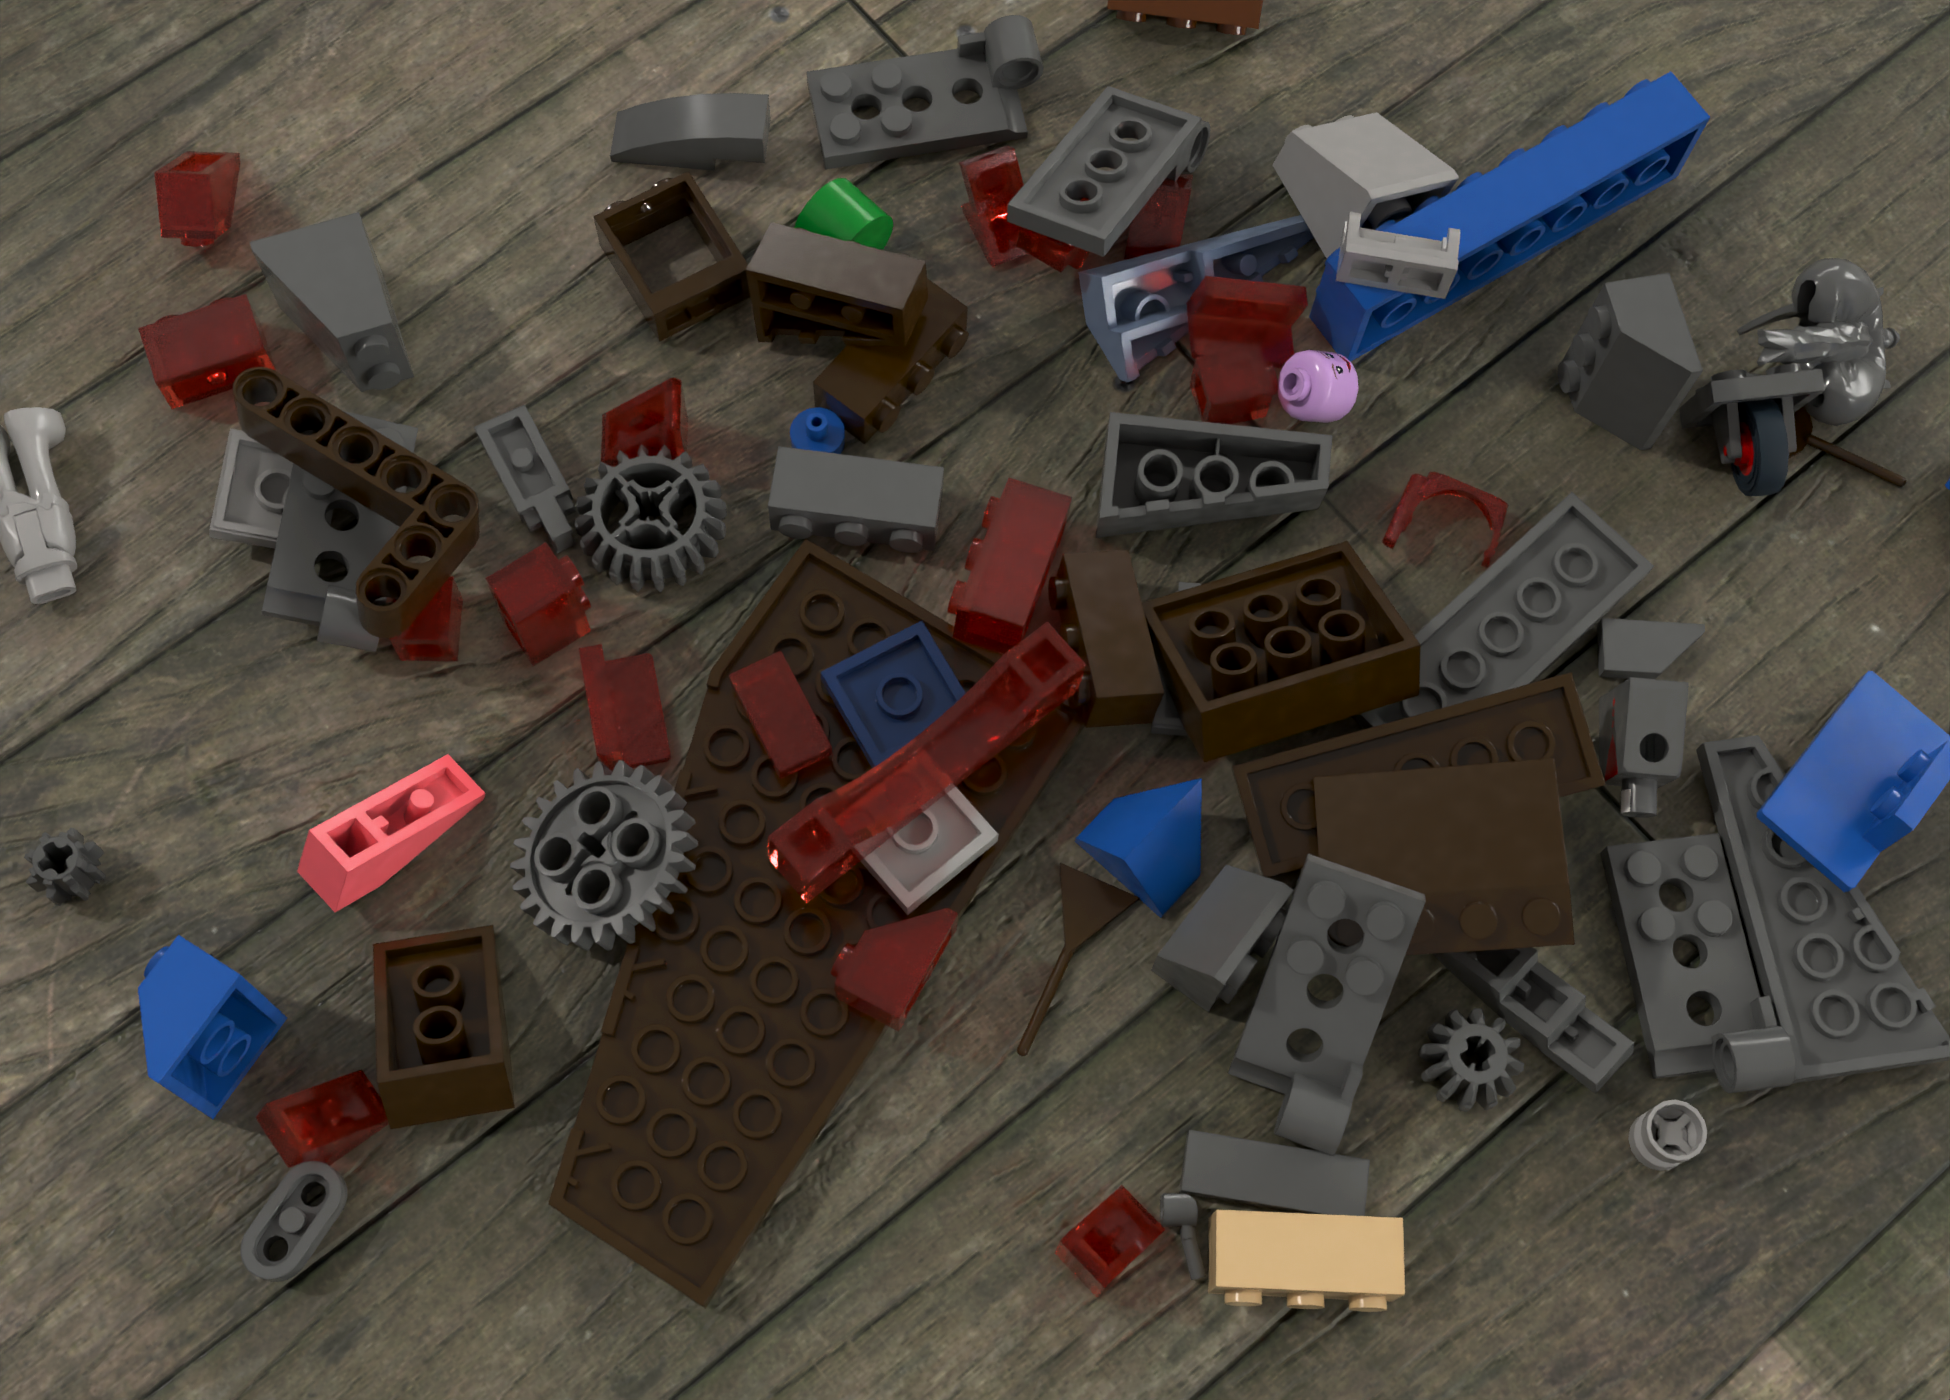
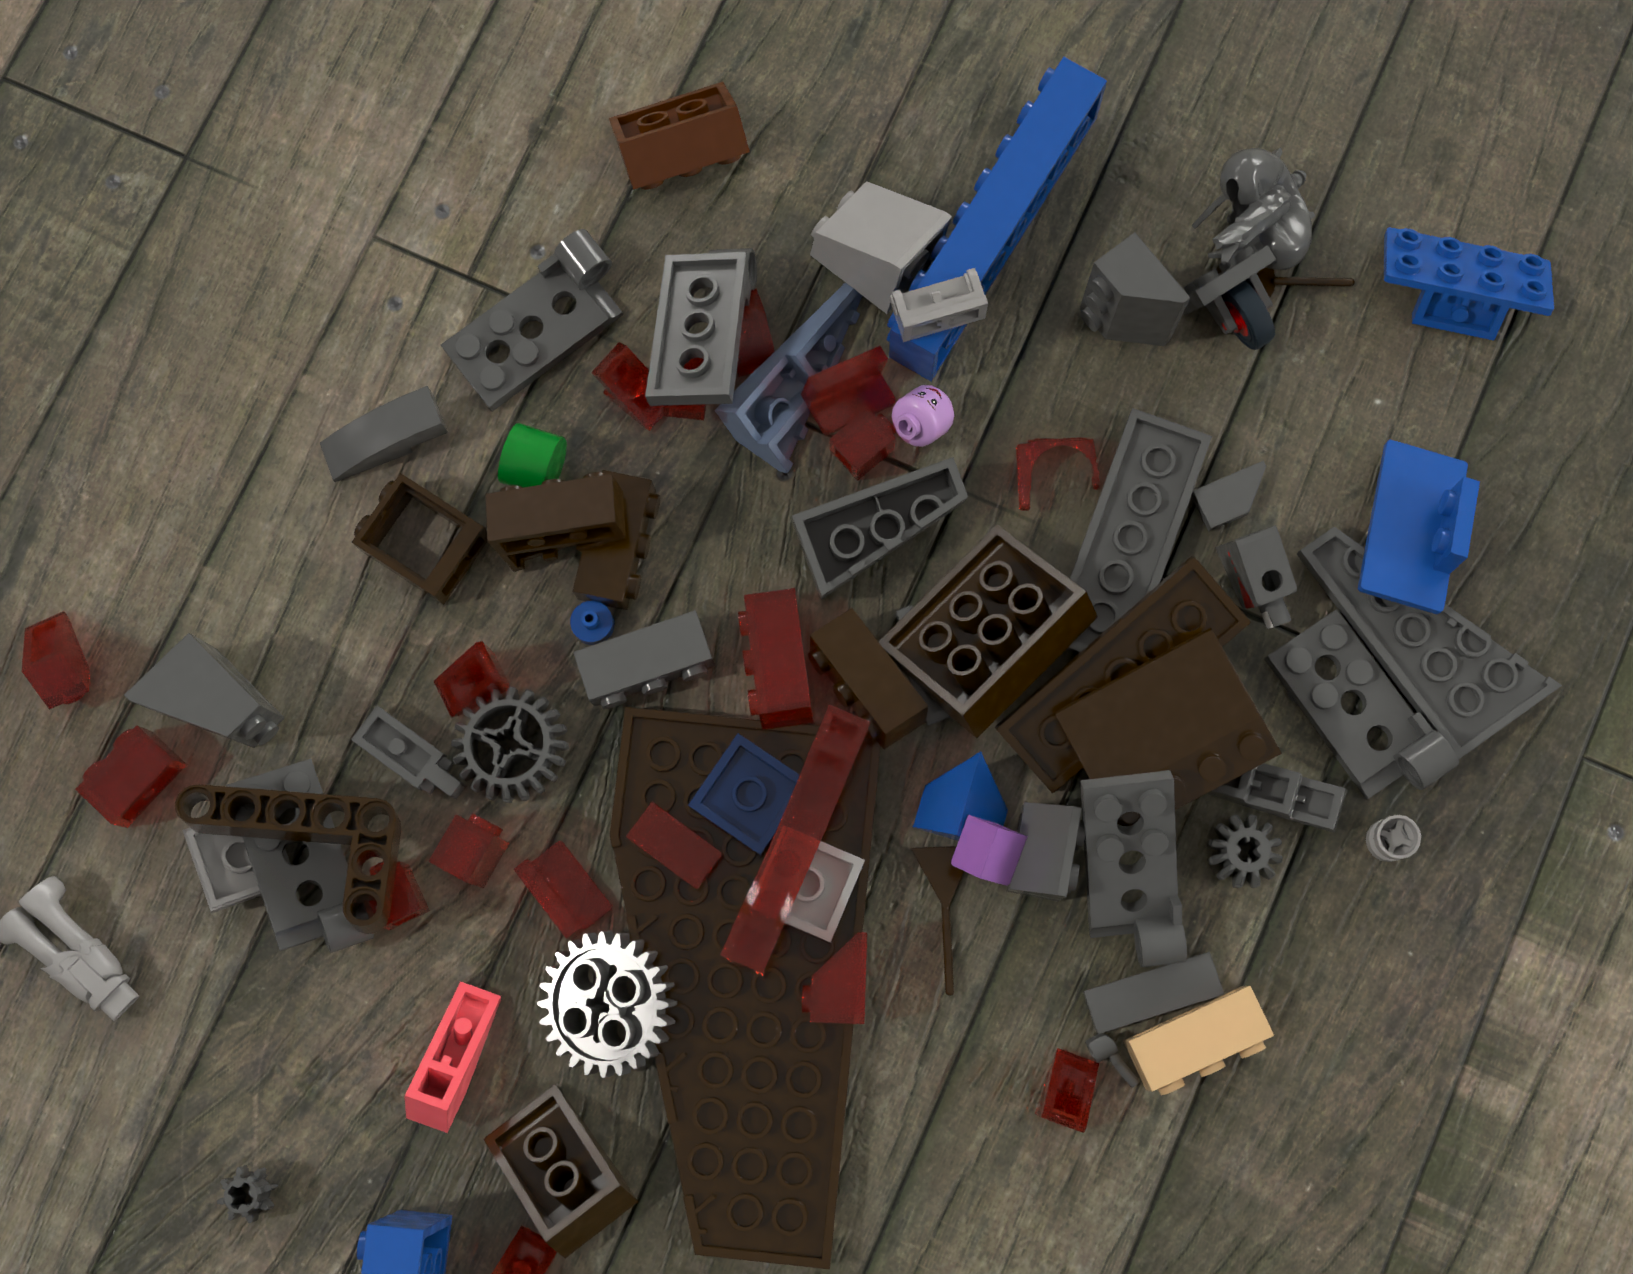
camera: 15 degrees left, 10 degrees up
(1155, 896) = (988, 850): none -> medium lavender panel

